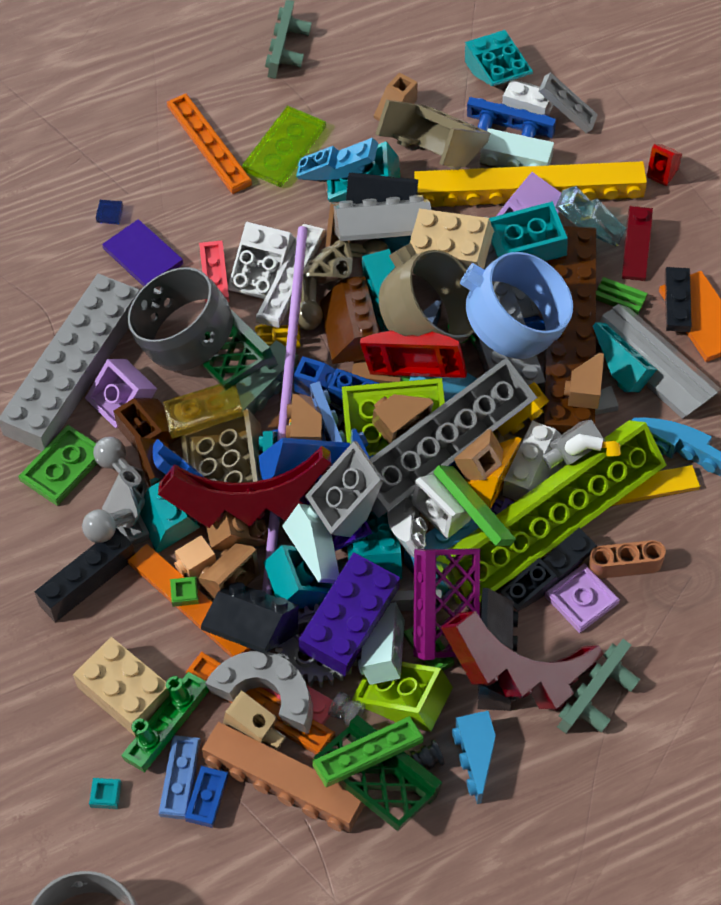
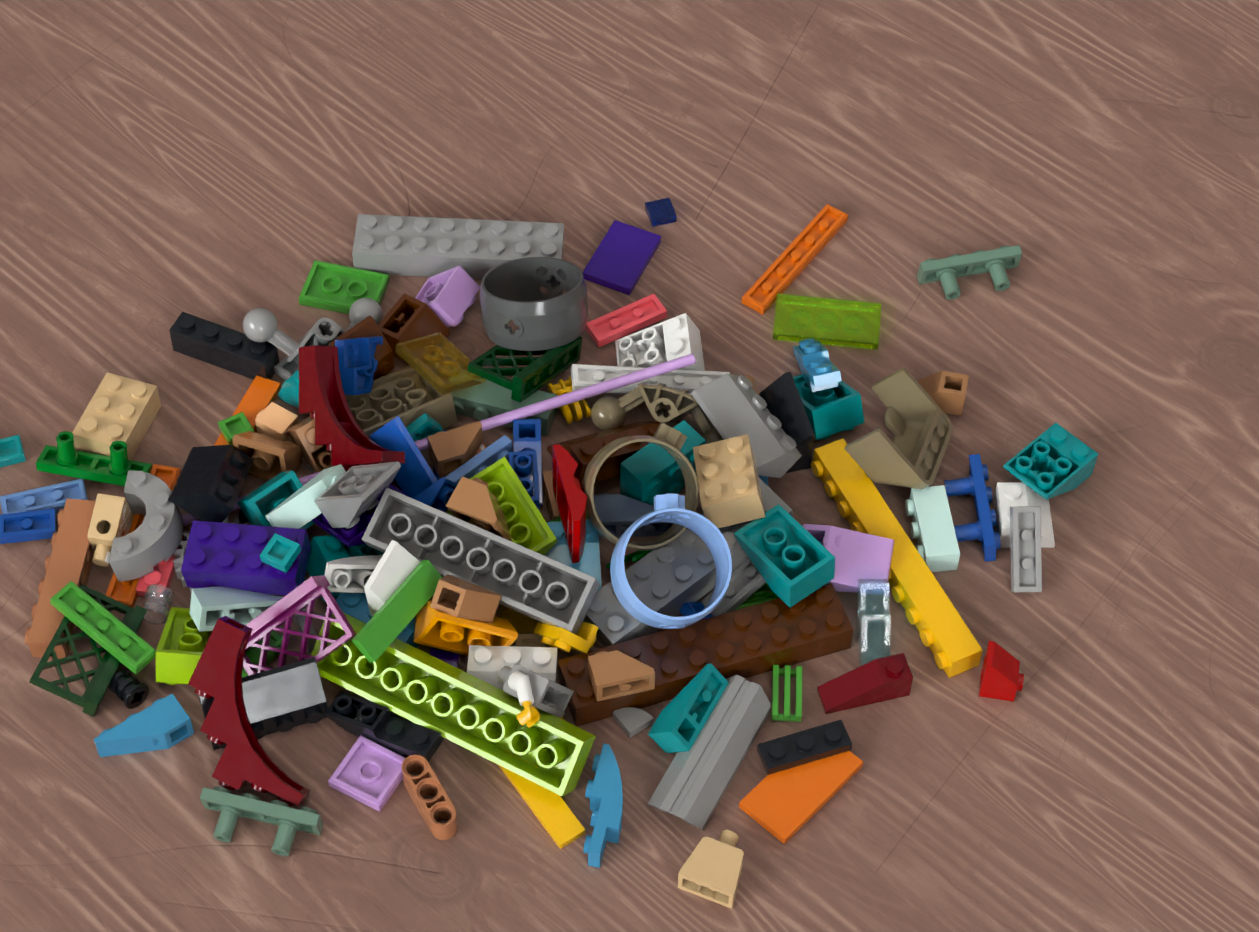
camera: 65 degrees right, 5 degrees down
(378, 573) = (280, 552): none -> teal plate

